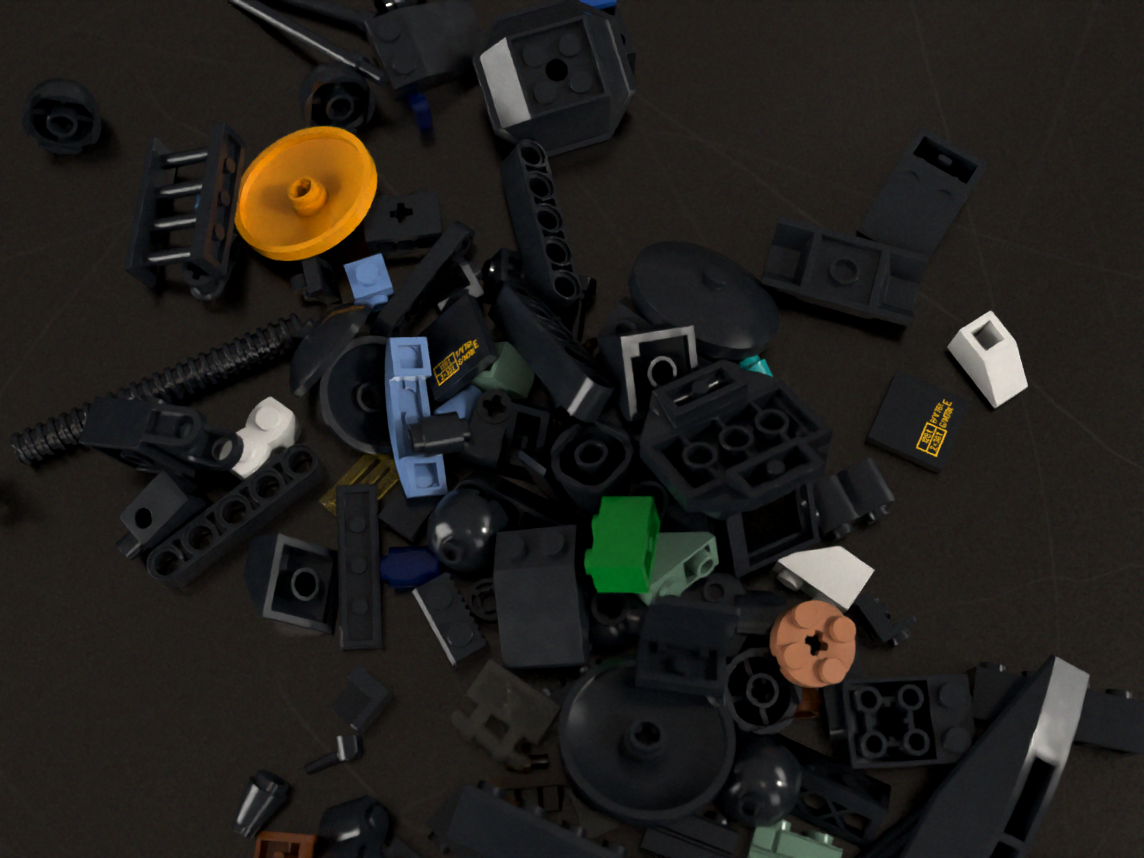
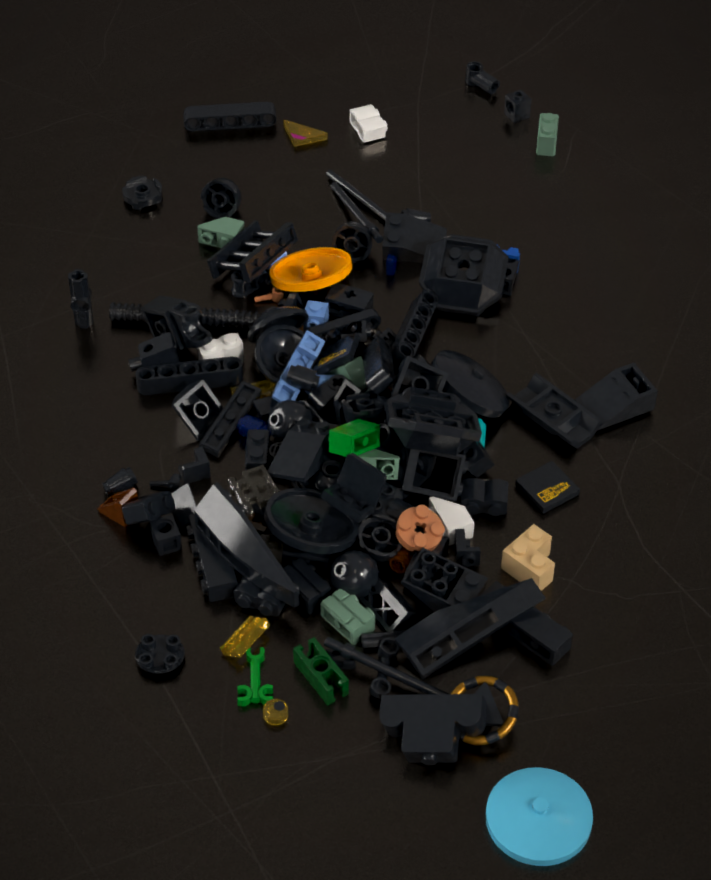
camera: 30 degrees right, 25 degrees down
(105, 186) = (219, 231): none -> sand green slope
(267, 271) = (275, 296): none -> nougat hand
(396, 790) = (185, 506): none -> slope
(980, 590) = (528, 557): none -> tan brick
(990, 358) = (601, 473): white slope -> none

